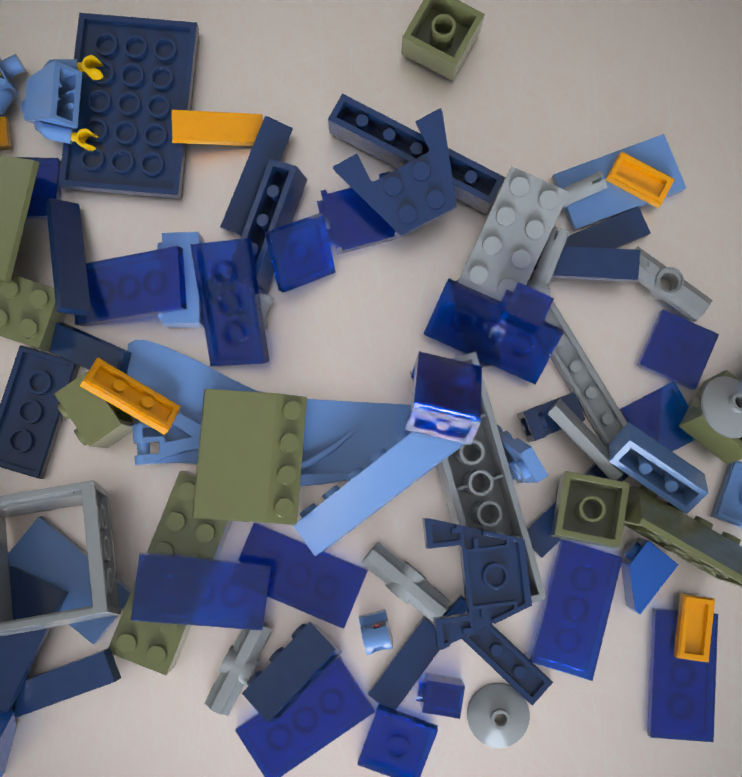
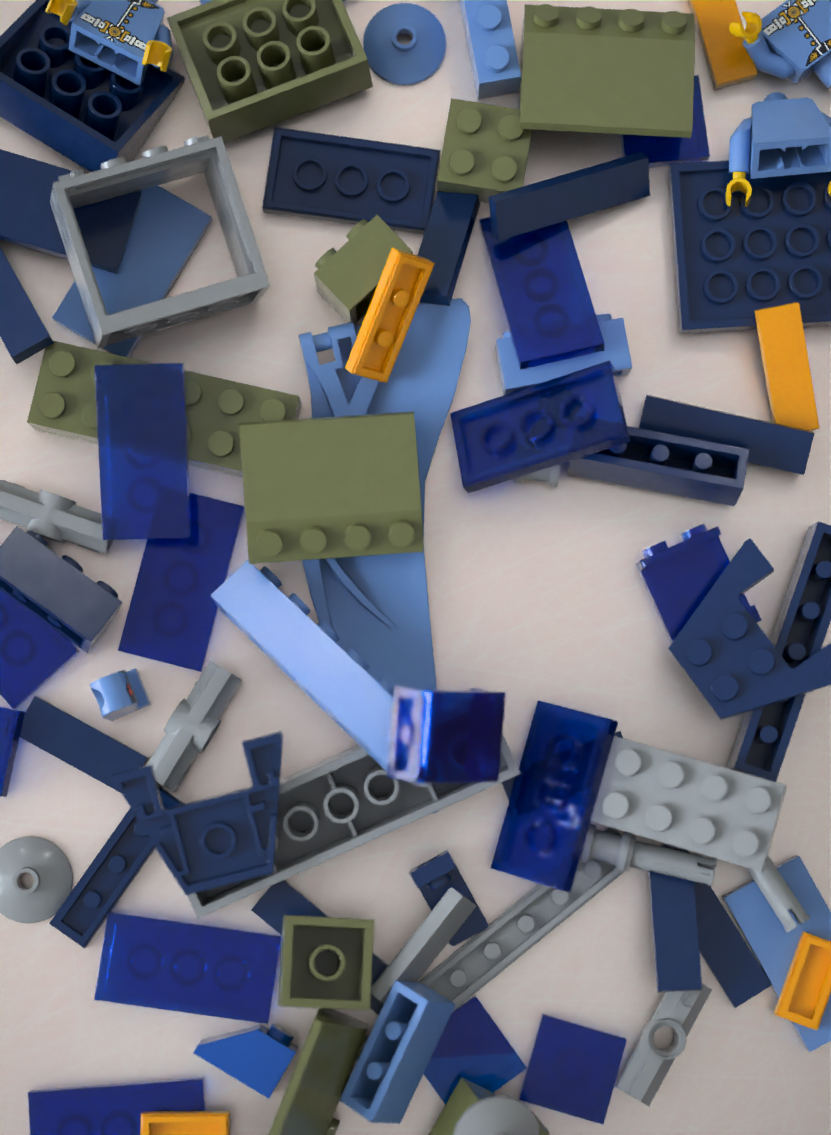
camera: 80 degrees right, 0 degrees up
(300, 252) = (624, 512): clear blue tile -> none
(441, 695) = (47, 794): clear blue brick -> none
(521, 459) = (375, 857): medium blue wing -> none
(525, 308) = (588, 829): clear blue brick -> none

